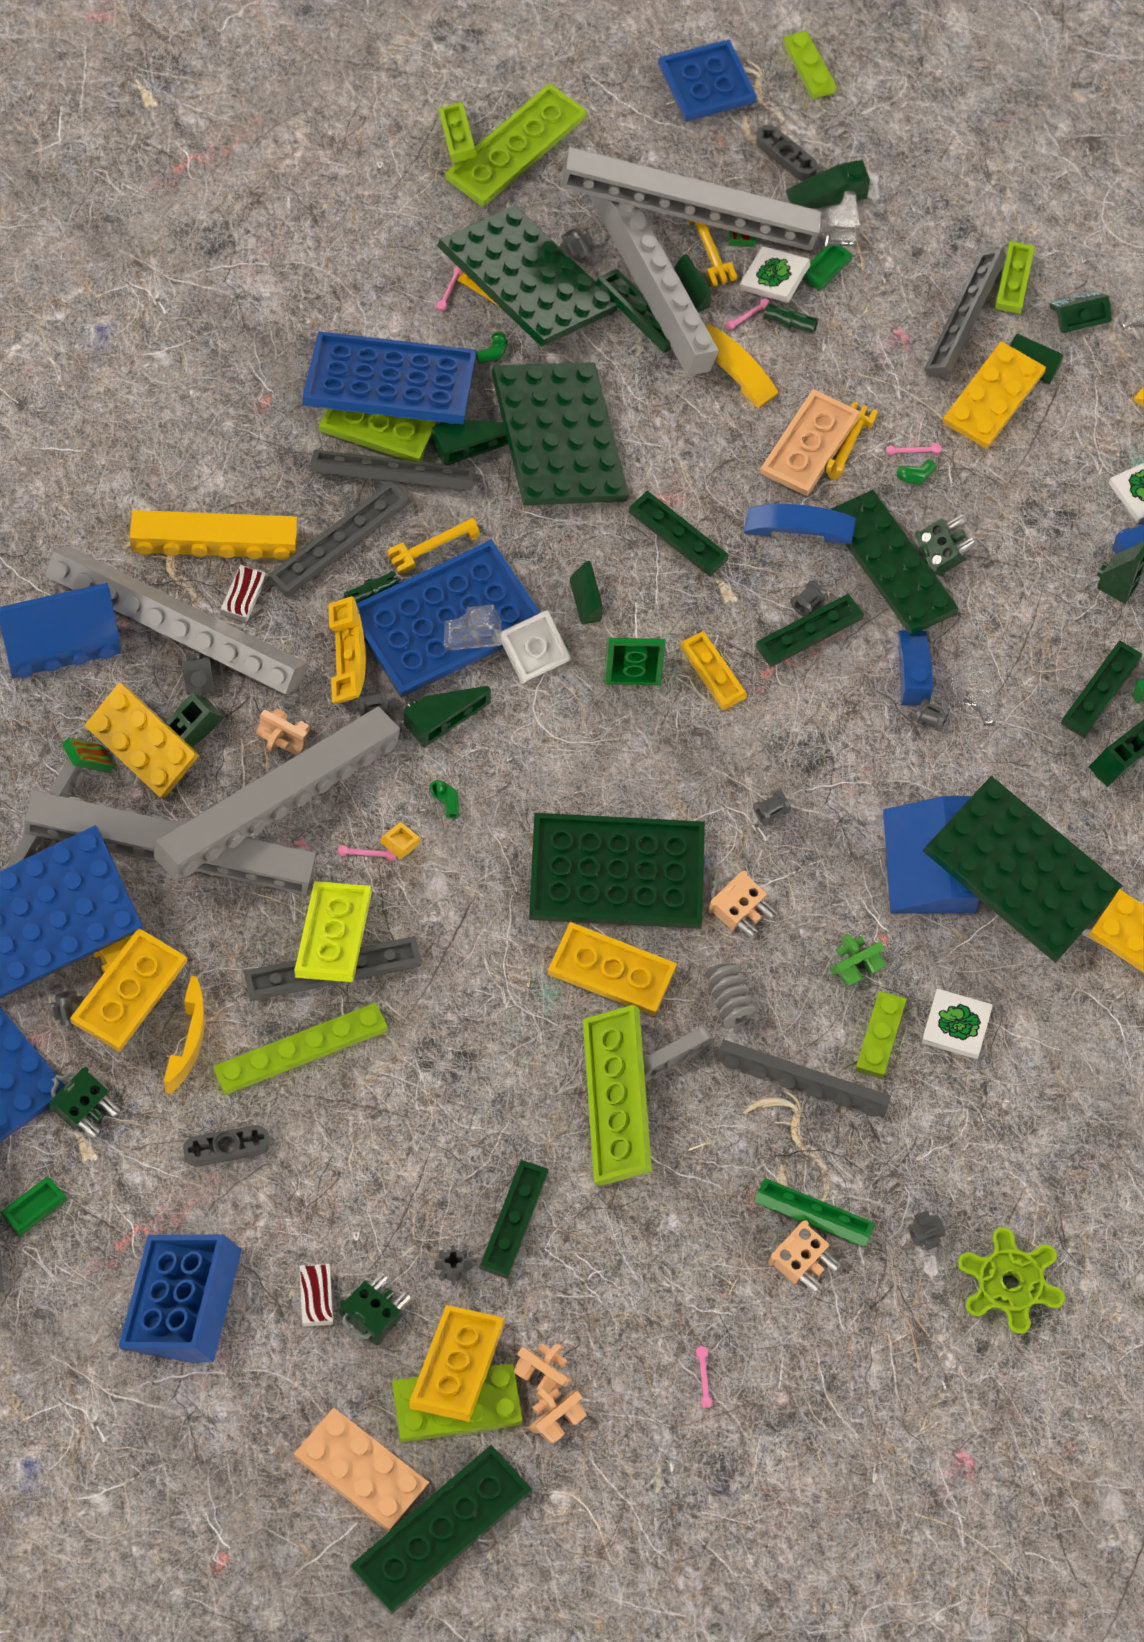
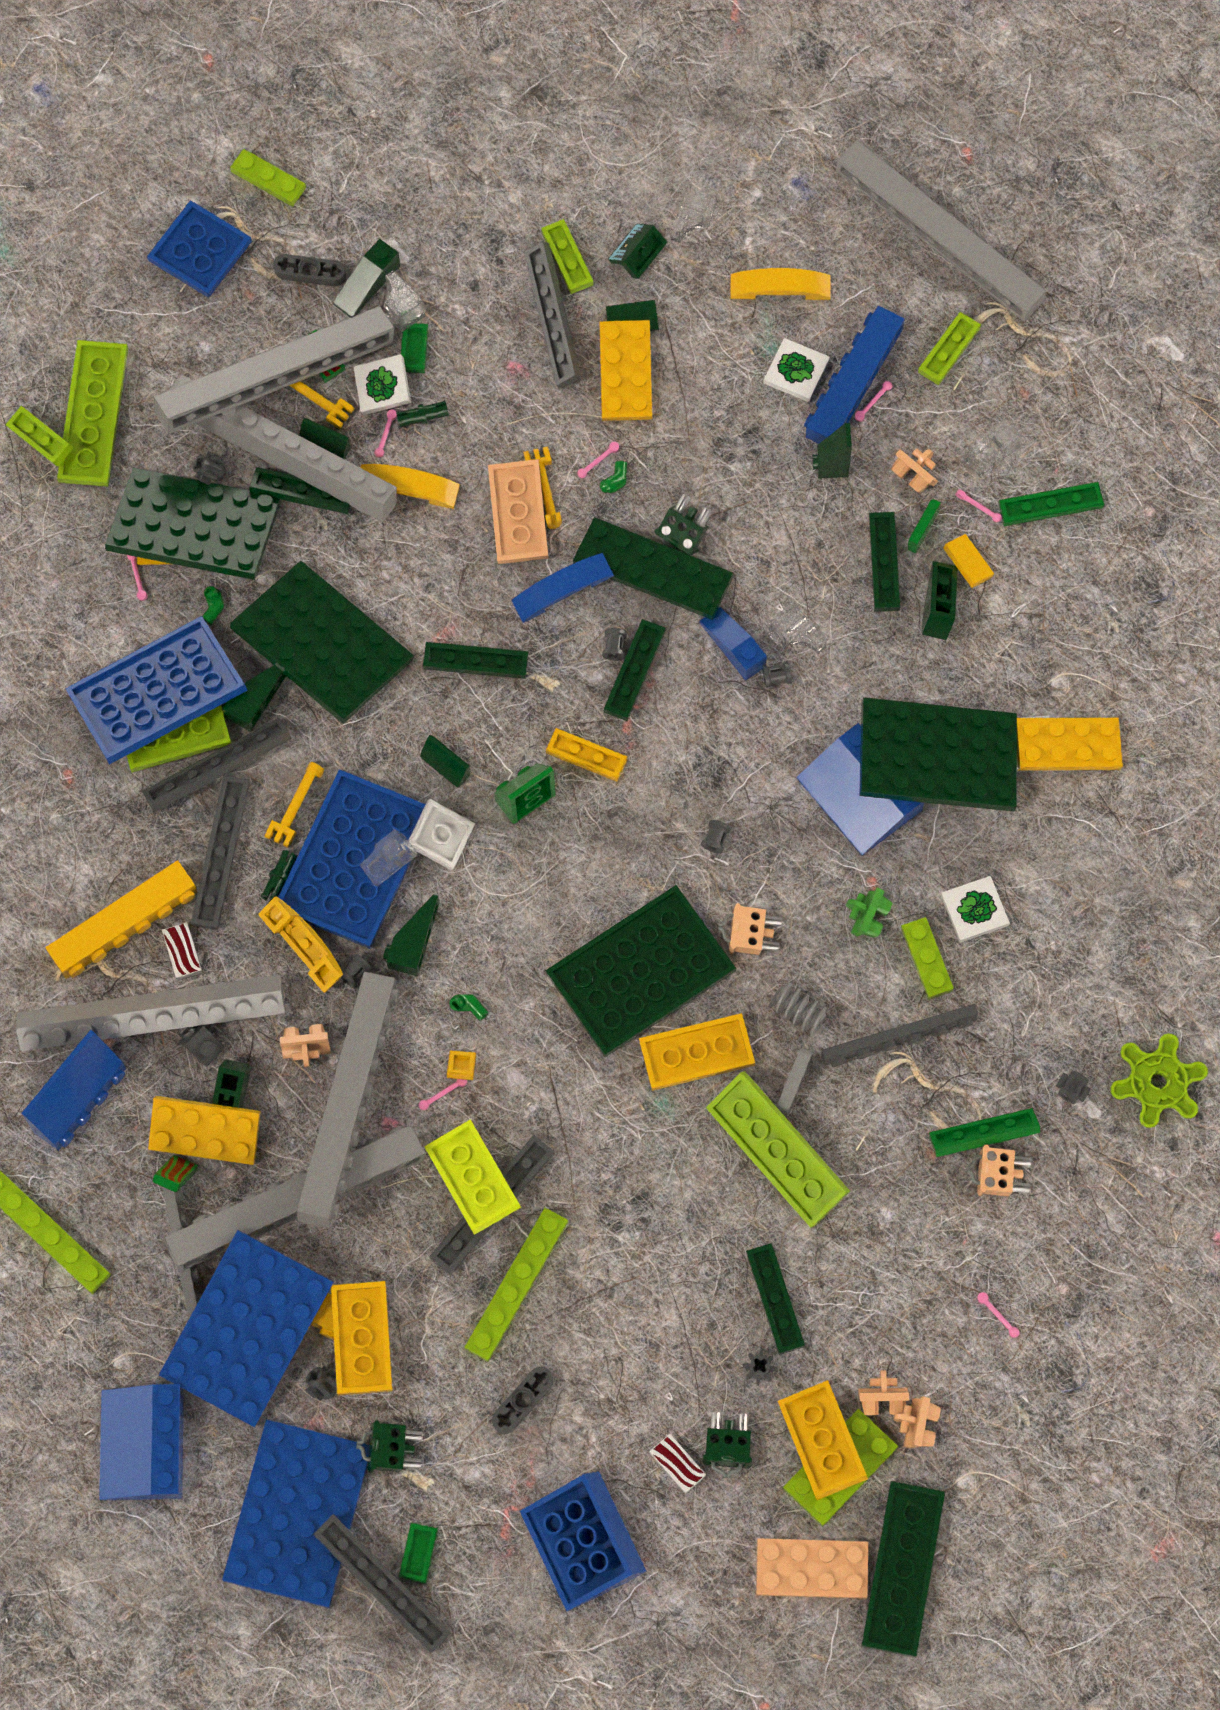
camera: 30 degrees left, 10 degrees up
(180, 1066) = (412, 1309): yellow slope -> none

